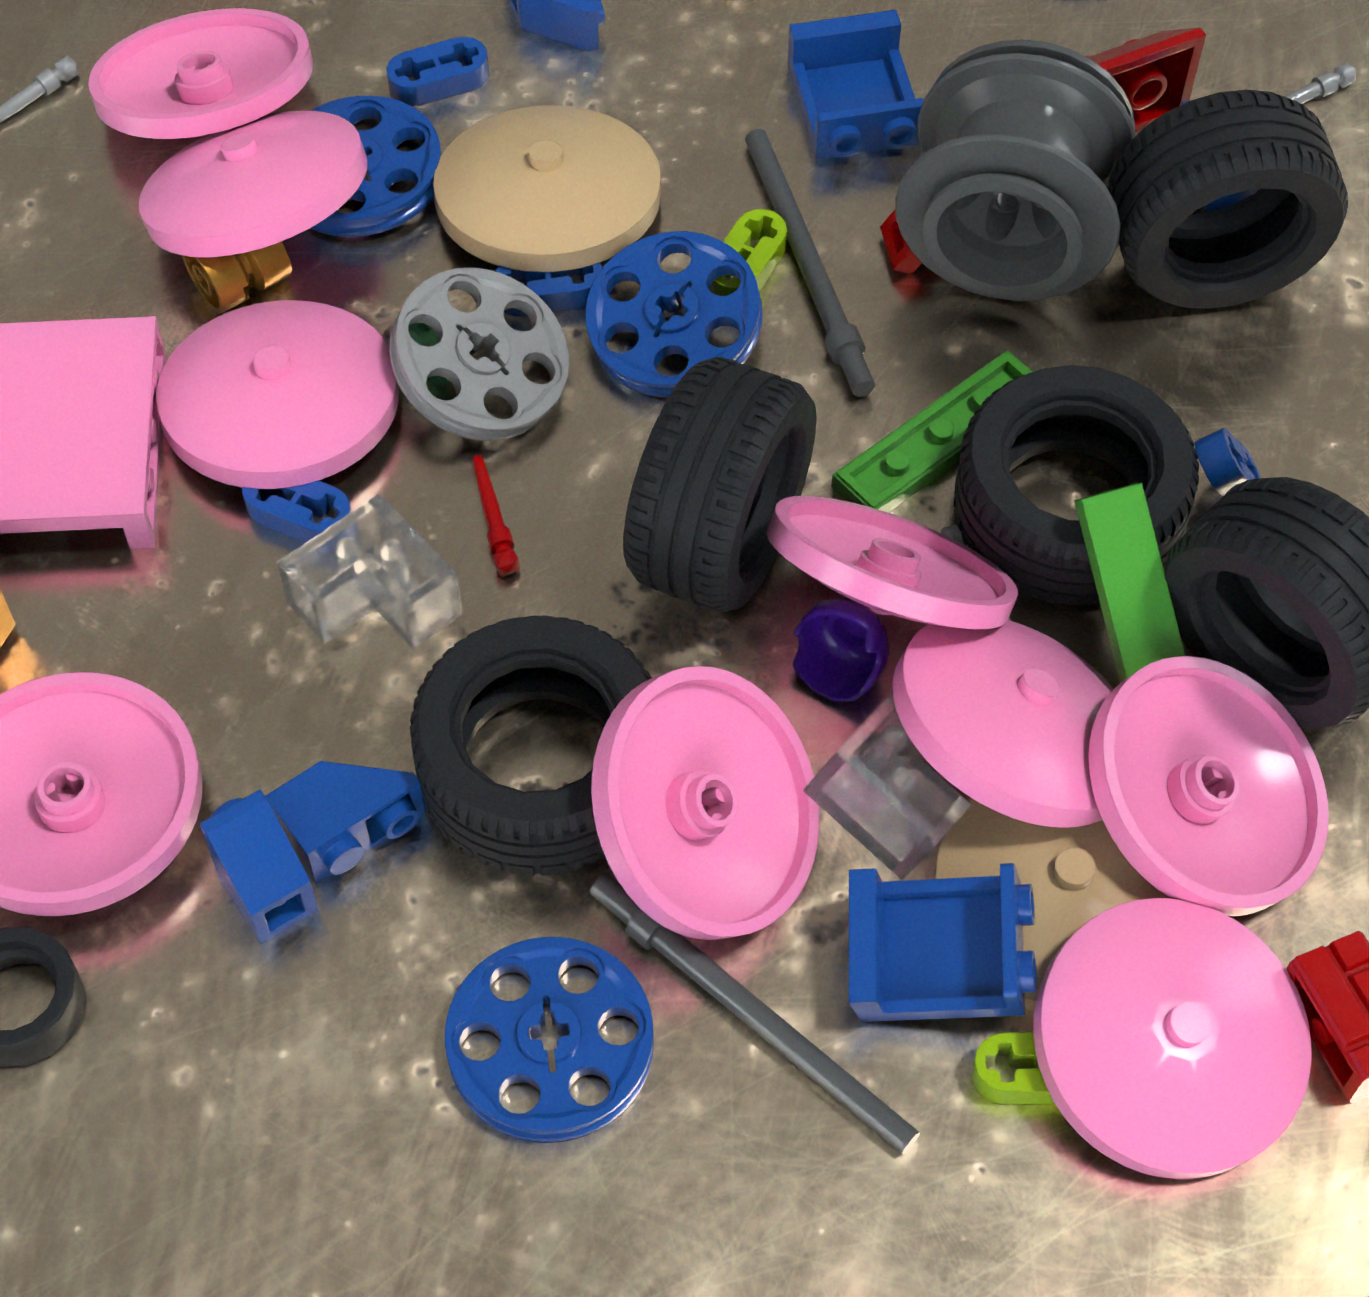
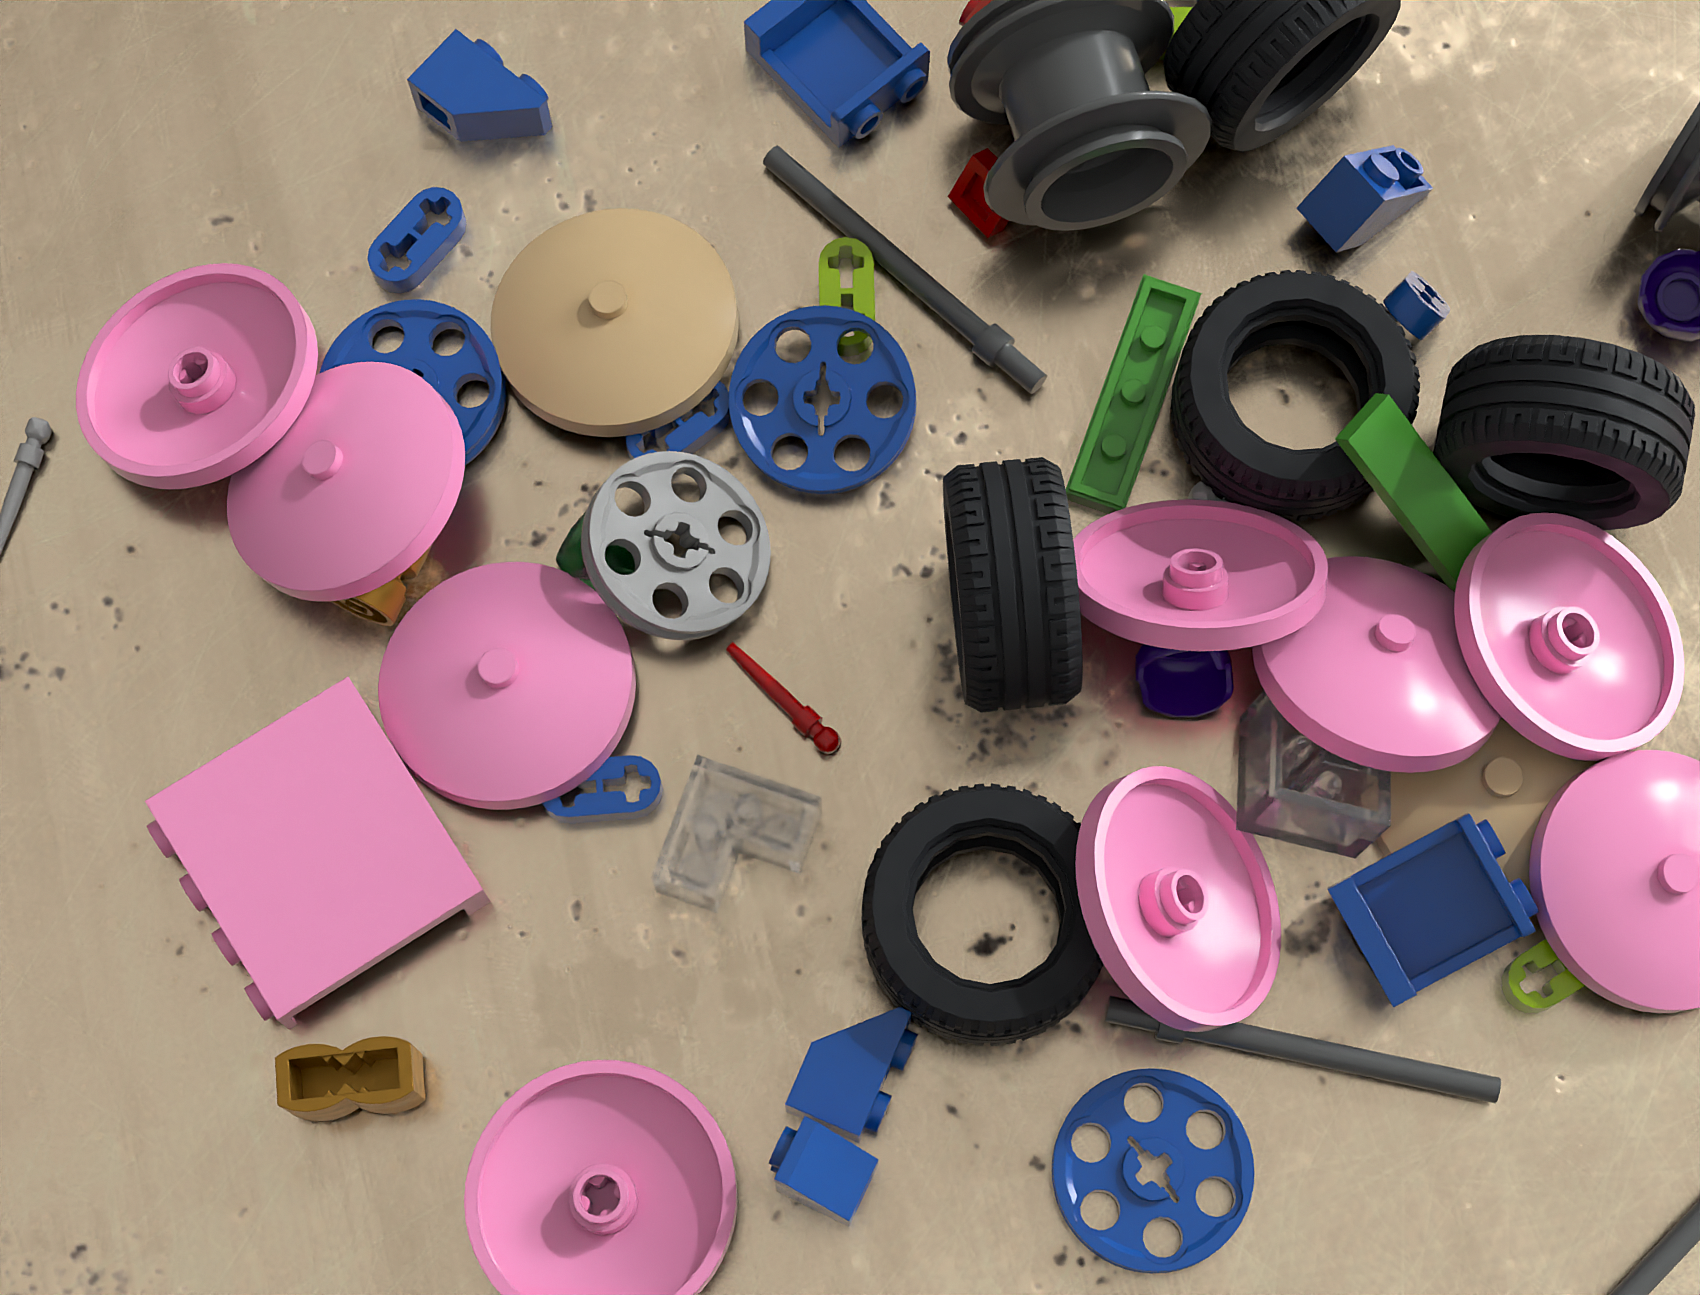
camera: 30 degrees left, 15 degrees up
(1238, 374) = (1364, 195): none -> blue slope

